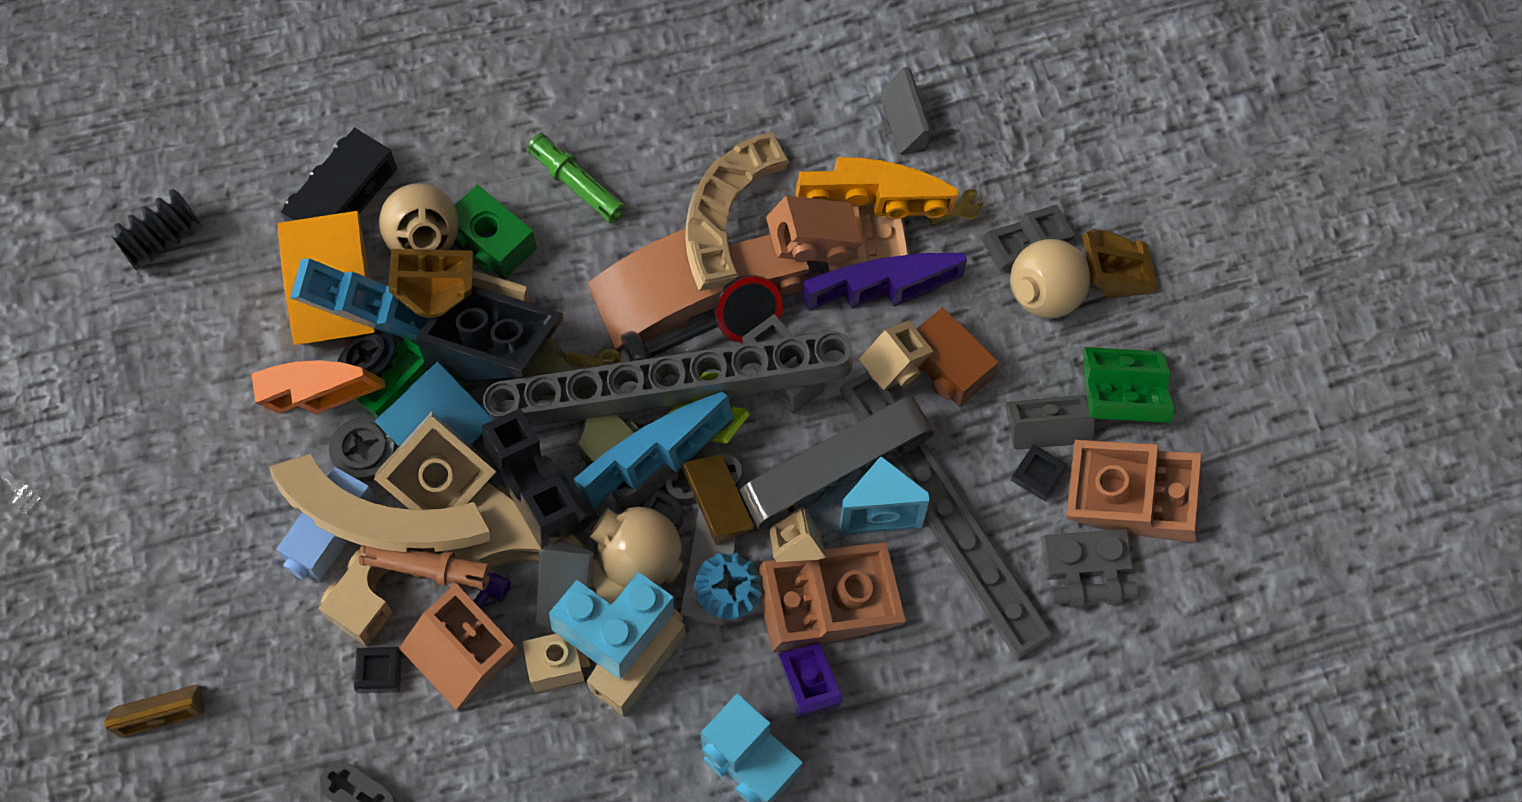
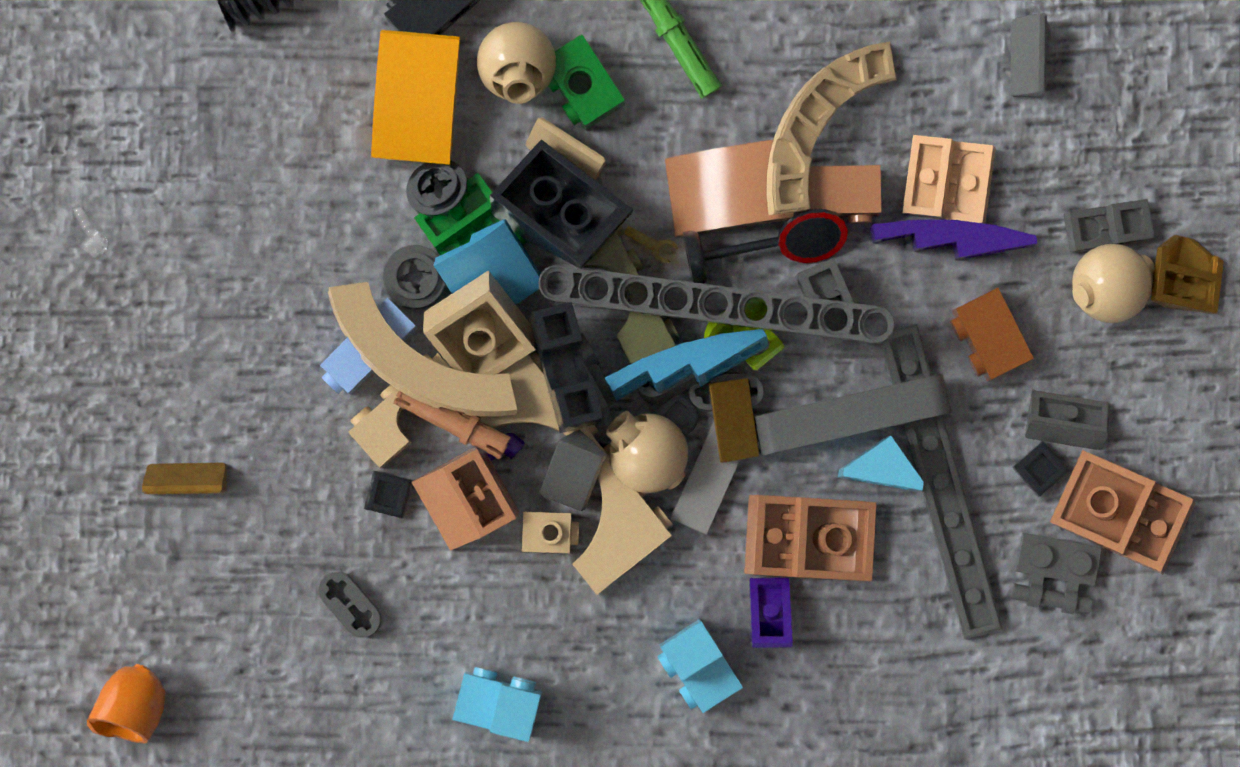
camera: 15 degrees right, 20 degrees up
(312, 385) = (381, 208): orange slope -> none
(355, 299) = (451, 141): dark azure slope -> none
(430, 279) = (516, 136): pearl gold slope -> none
(615, 632) = (607, 535): medium azure brick -> none
(718, 601) = (708, 492): dark azure gear -> none
(796, 538) = (794, 480): tan slope -> none
(814, 230) = (897, 179): nougat brick -> none
(890, 186) = (986, 147): light orange slope -> none
(896, 356) = (939, 327): tan brick -> none
(962, 209) = (1047, 176): clear yellow hand -> none
(1127, 385) = (1151, 406): green slope -> none

